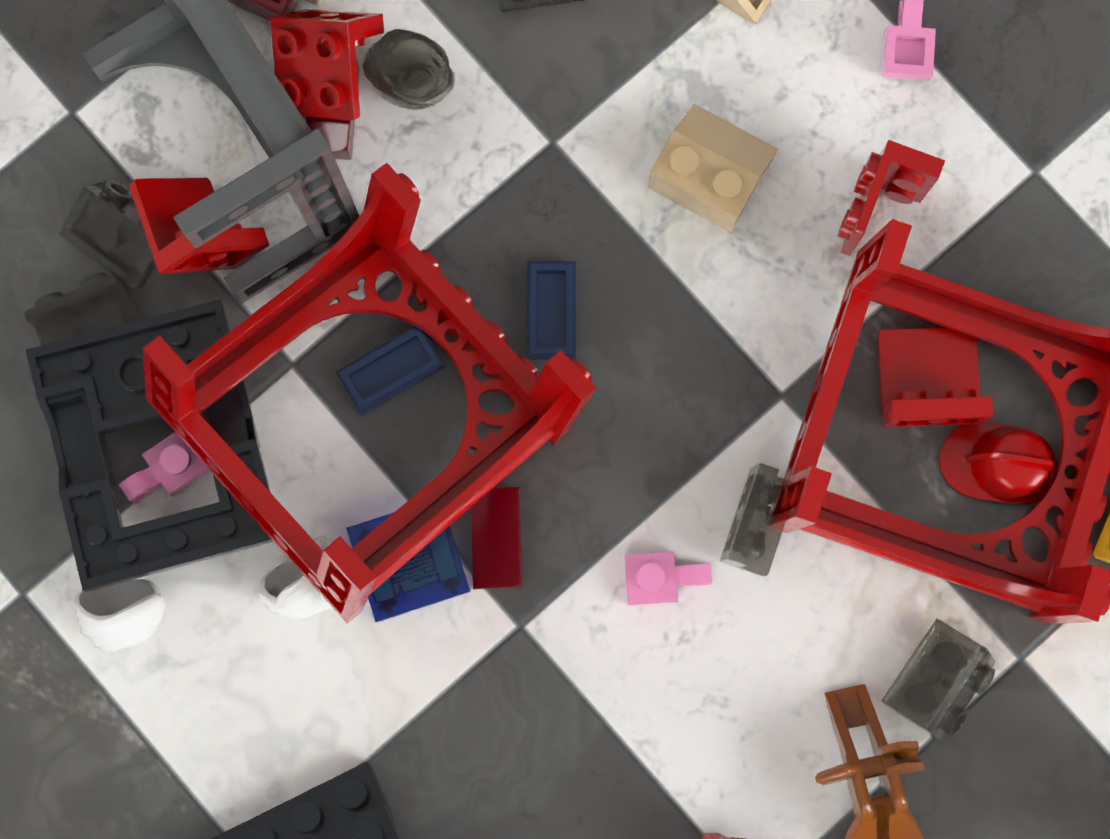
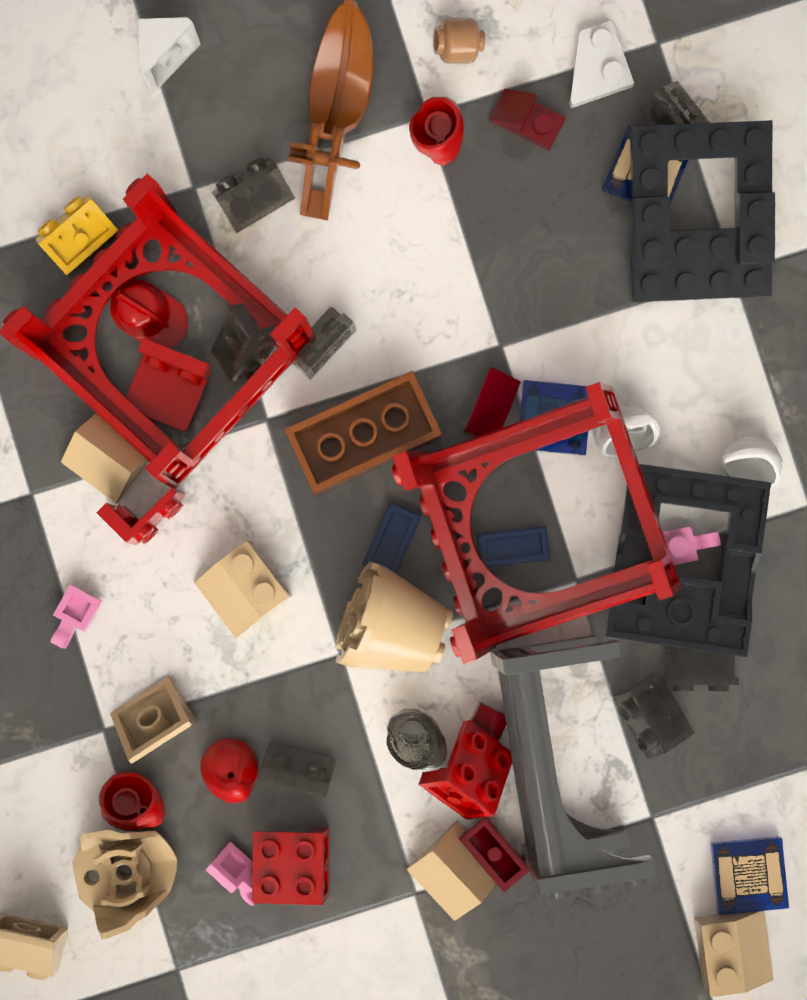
camera: 160 degrees left, 5 degrees up
(164, 198) = (607, 697): red bracket -> none
(502, 192) = (391, 624): none -> tan cone
(648, 422) = (363, 433): none -> dark orange brick
(655, 578) = (401, 337): bright pink plate -> none
(861, 467) = (241, 344): none -> clear smoke bracket
(968, 250) = (103, 458): none -> tan slope

